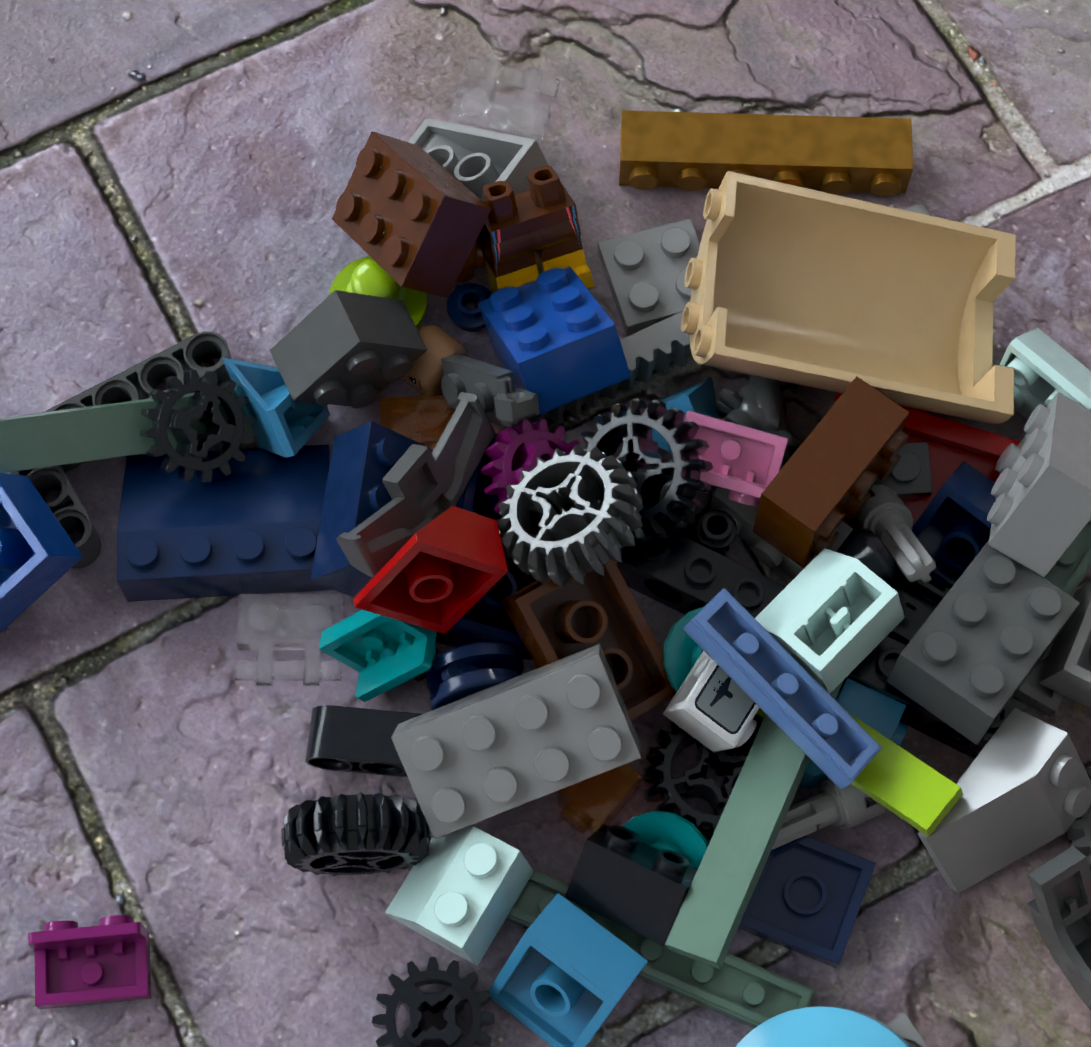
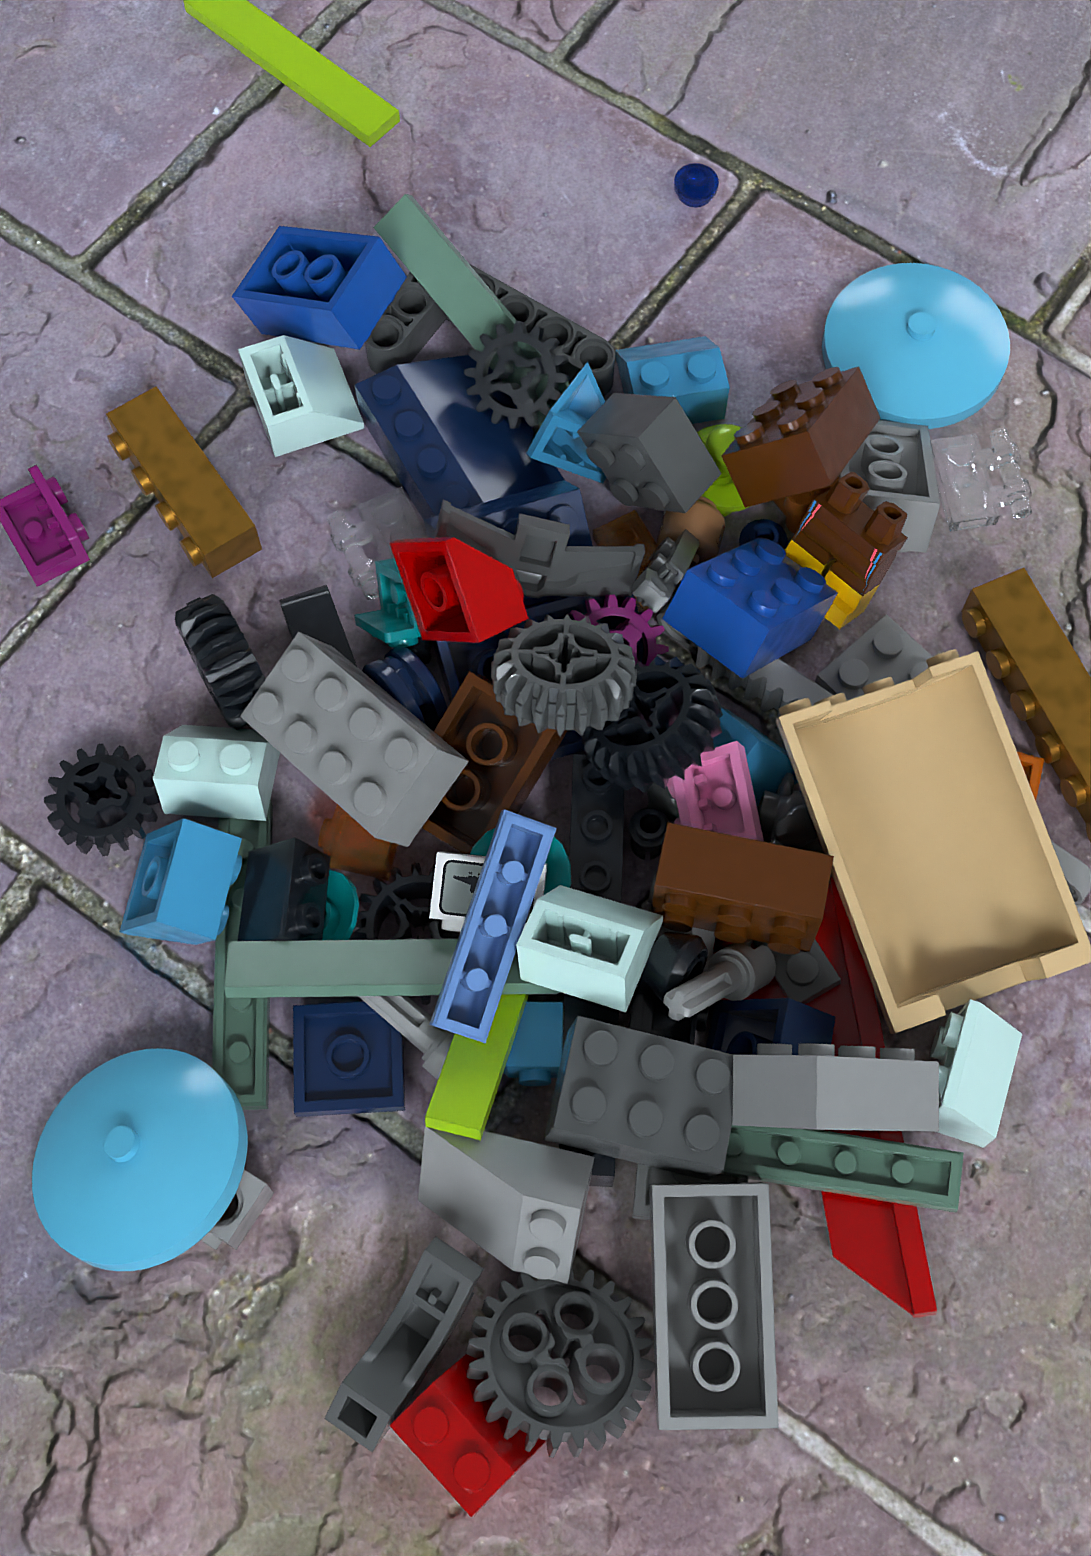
camera: 65 degrees right, 0 degrees up
(57, 190) = (694, 193): none -> clear blue plate
(82, 645) = (299, 393): none -> light aqua slope
(120, 798) = (184, 483): none -> pearl gold brick
(260, 296) = (679, 369): none -> dark azure slope
(332, 79) = (922, 341): none -> medium azure dish

